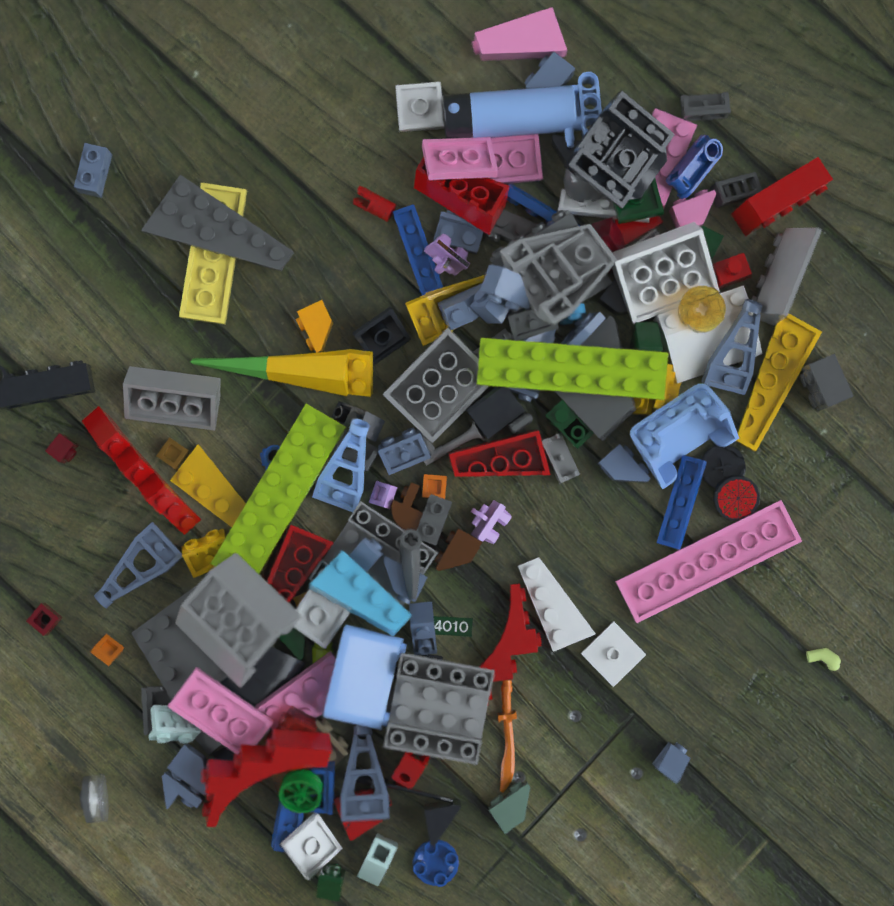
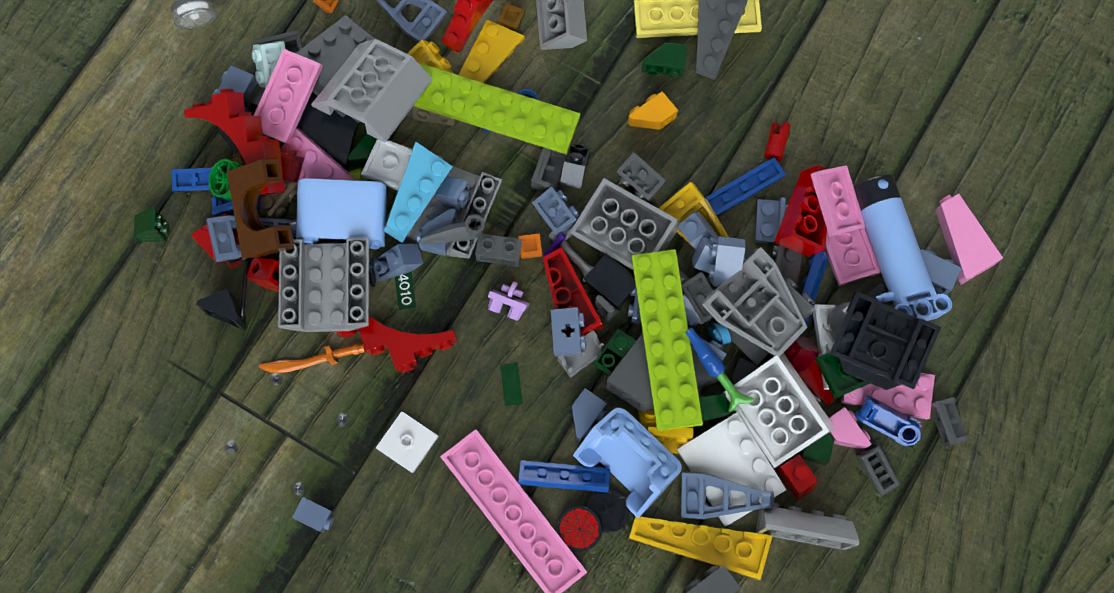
camera: 75 degrees right, 10 degrees down
(175, 788) = (212, 78): sand blue slope -> none
(259, 296) = (667, 60): none -> dark green slope
(297, 560) = (436, 134): red wedge -> none
(311, 846) = (180, 202): white plate -> none
(332, 371) = (614, 129): yellow plate -> none
(337, 492) = (507, 157): light blue plate -> none
(375, 773) = (245, 186): none -> reddish brown arch
(377, 859) = (179, 264): light aqua slope -> none
(382, 335) = (664, 165): black slope -> none
(383, 495) = (512, 202): lavender plate -> none
(392, 355) = (642, 177): none -> dark grey bracket
(402, 513) = (500, 223): reddish brown brick -> none
(420, 106) = (877, 159): white plate -> none
(435, 864) = (183, 318): blue dish -> none
(440, 461) = (555, 245): none -> dark purple piece
(445, 257) = (743, 211): lavender hips -> none
(460, 550) = (475, 280): reddish brown slope -> none
(511, 808) = (244, 376): sand green slope -> none
(529, 472) = (562, 344): none -> sand blue brick
(556, 611) = (435, 382): white wing -> none
(574, 536) = (511, 384): none -> dark green sticker
(612, 326) = (715, 368): none -> blue piece
(695, 320) = (747, 463): clear yellow plate -> none
(782, 196) = (883, 513): red wedge -> none

